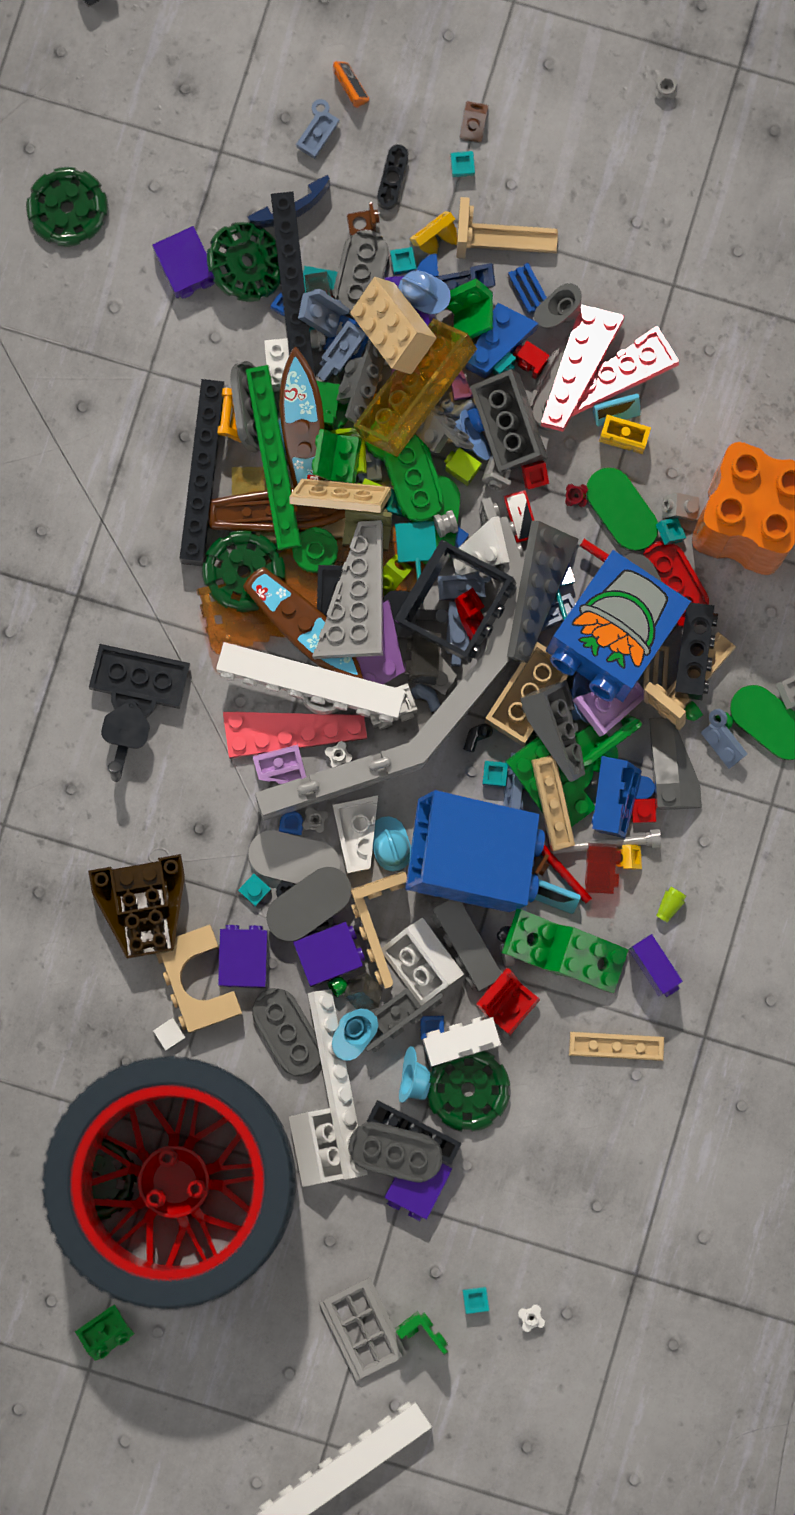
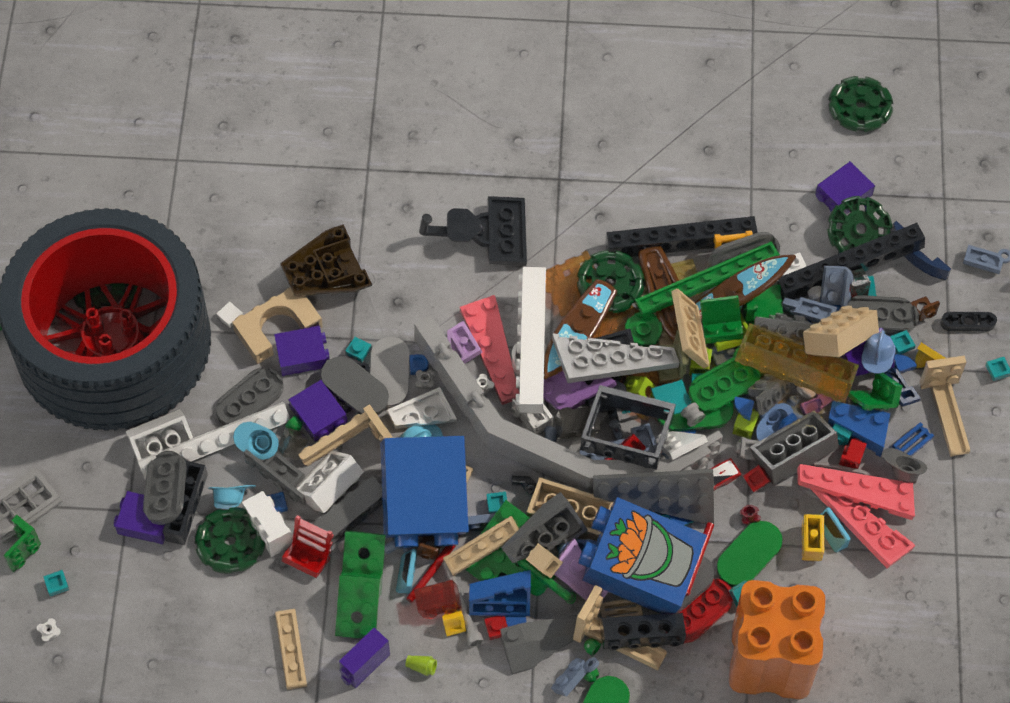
camera: 80 degrees right, 20 degrees down
(451, 463) = (744, 407): none -> blue tile
(595, 738) = (544, 560): none -> tan brick

